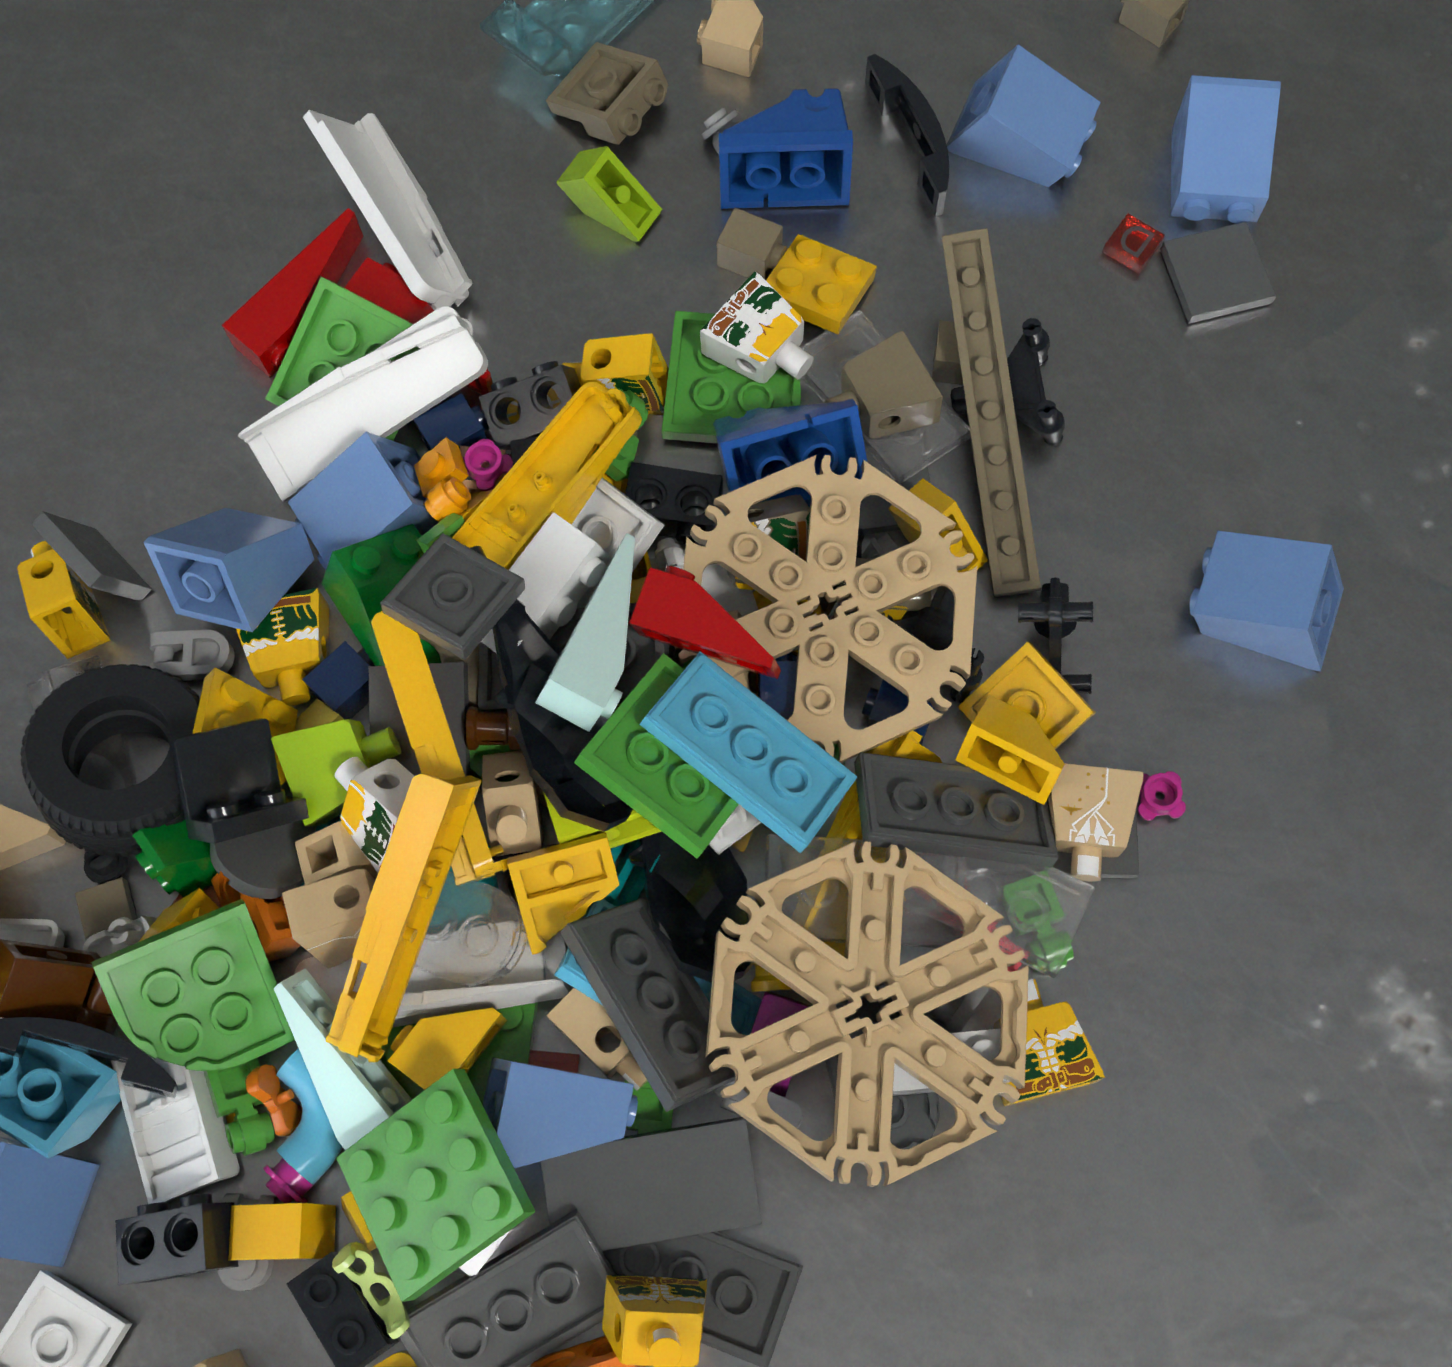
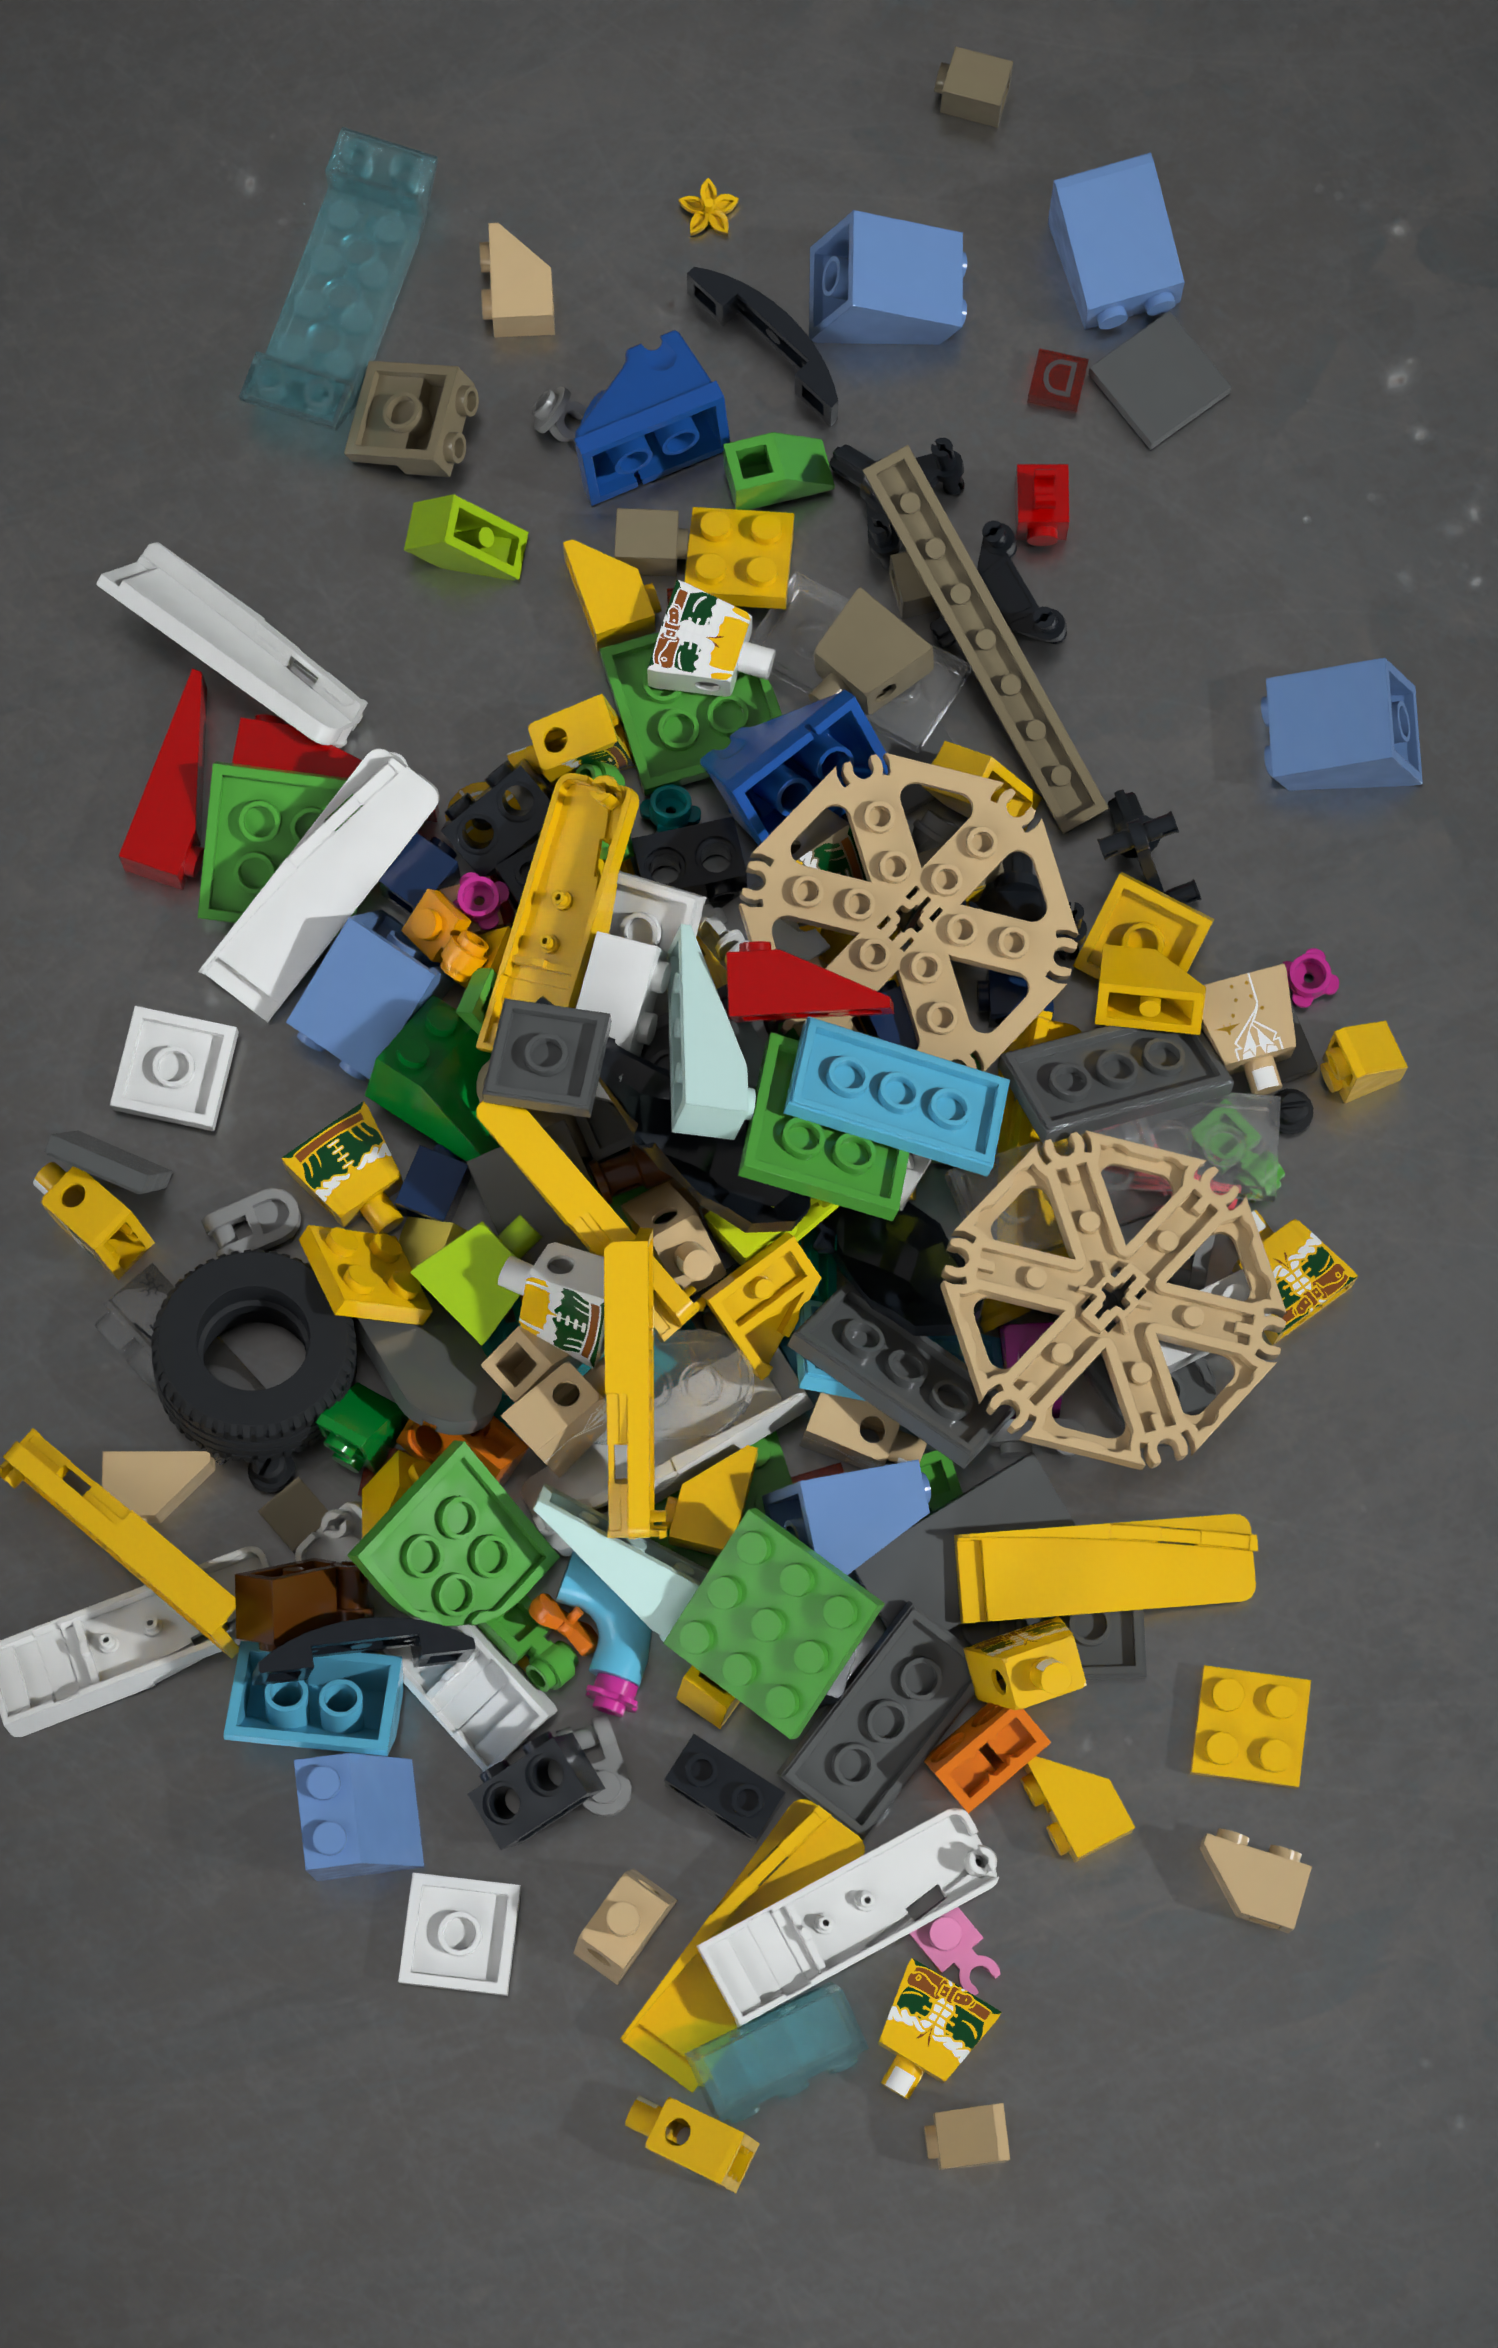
camera: 25 degrees left, 5 degrees up
(184, 492) = (174, 1068): none -> white plate
(229, 565) = (268, 1113): medium blue slope -> none
(232, 782) = (398, 1334): black bracket -> none
(281, 1231) = (631, 1739): yellow slope -> none
(389, 1309) = (771, 1760): yellowish green cap -> none
(677, 452) = (670, 799): none -> teal plate
(702, 272) = (611, 595): none -> yellow slope
(768, 1253) = (1104, 1568): none -> yellow piece
(875, 225) = (775, 469): none -> bright green slope
(908, 27) = (709, 209): none -> yellow plant
(1010, 269) = (941, 466): none -> black axle
(1082, 328) = (1042, 503): none -> red brick
(1103, 906) = (1295, 1111): none -> black piece
(1181, 884) = (1362, 1060): none -> yellow slope

